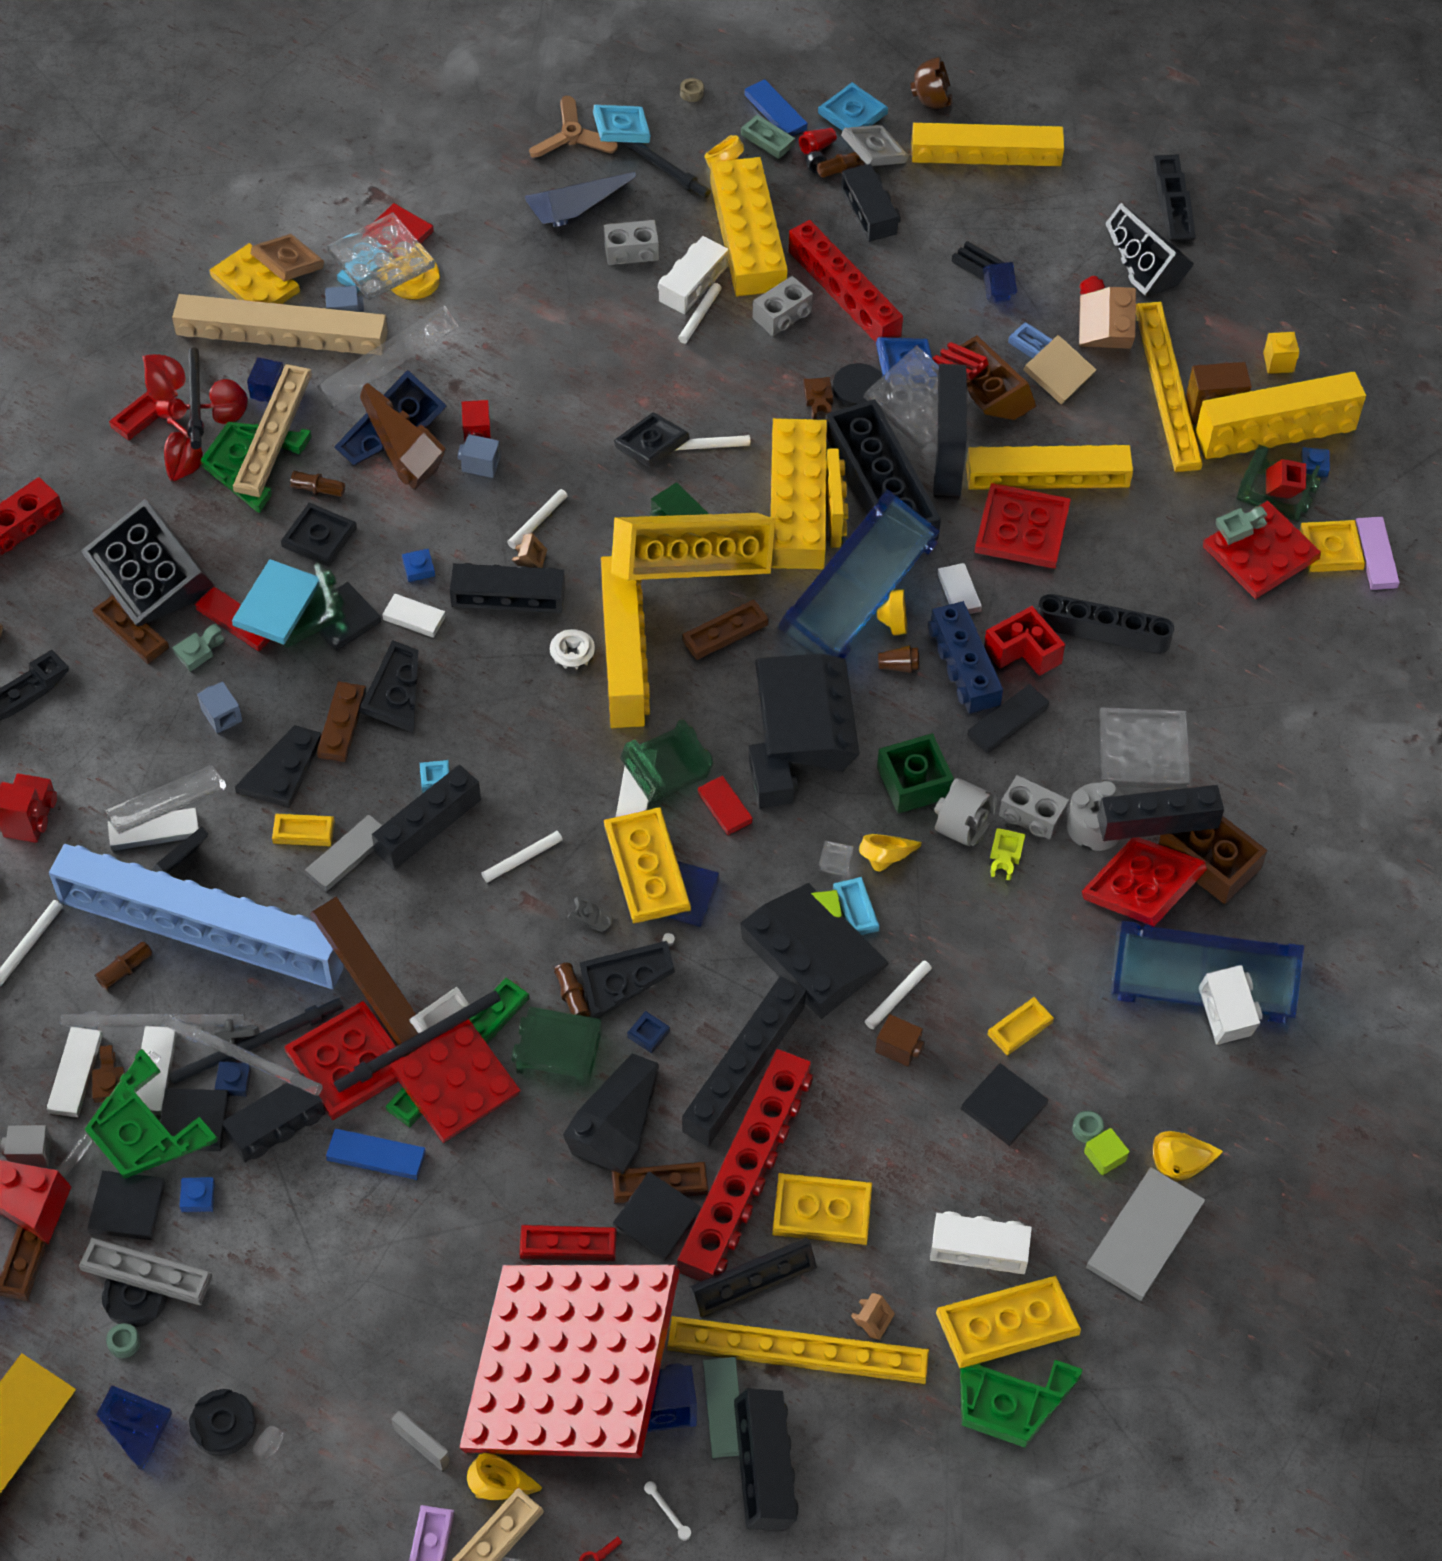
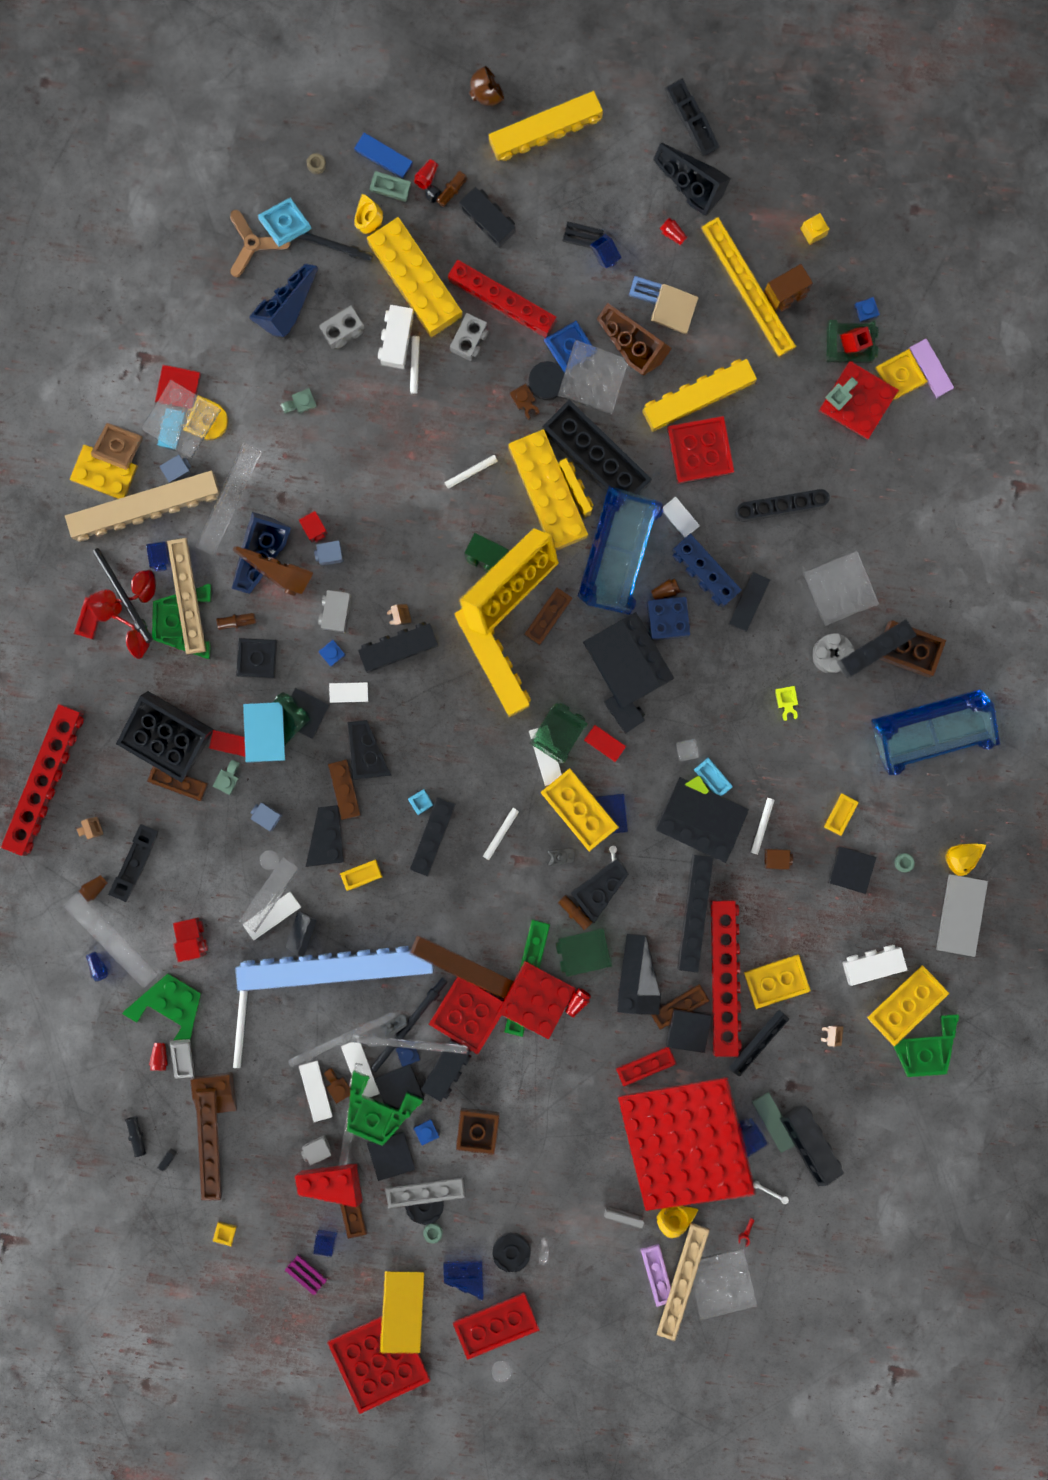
camera: 25 degrees left, 30 degrees up
(123, 965) = (306, 1013): reddish brown axle -> none
(136, 1518) = (495, 1326): none -> red plate
(191, 760) = (269, 860): none -> clear tile
(271, 1215) = (477, 1131): none -> reddish brown brick
(344, 855) = (396, 879): light grey tile -> none
(364, 1071) = (484, 1022): black bar -> none
(376, 1154) = (513, 1062): blue tile -> none
(439, 1010) = (508, 964): white tile -> none
(450, 516) = (335, 611): none -> light grey brick
(513, 1109) = (578, 1001): none -> red cone
(537, 518) = (389, 583): white bar -> none
(538, 298) = (302, 401): none -> sand green plate
(572, 638) = (468, 670): white gear -> none
(648, 1032) = (629, 916): dark blue tile -> none
(651, 439) = (433, 488): black tile -> none
(798, 1349) = (802, 1070): yellow tile -> none
(852, 108) = (438, 134): dark azure plate -> none
(874, 145) = (468, 163): light grey tile -> none
(885, 849) = (717, 732): yellow piece -> none
(886, 689) = (668, 618): none -> dark blue brick
(894, 612) = (650, 560): yellow piece -> none
(914, 772) = (712, 674): dark green brick -> none
(951, 430) = (626, 393): black beam -> none
(962, 357) = (593, 329): red tile -> none
(965, 812) = (754, 690): light grey brick -> none
(1026, 637) = (740, 540): red brick -> none
(1036, 802) = (791, 659): light grey brick -> none
(1106, 1151) = (921, 875): lime piece -> none
(1108, 318) = (690, 253): medium nougat slope -> none
(1144, 880) = (880, 691): red plate -> none
(1230, 1004) = (961, 756): white brick -> none
(1280, 415) = (835, 288): yellow brick -> none

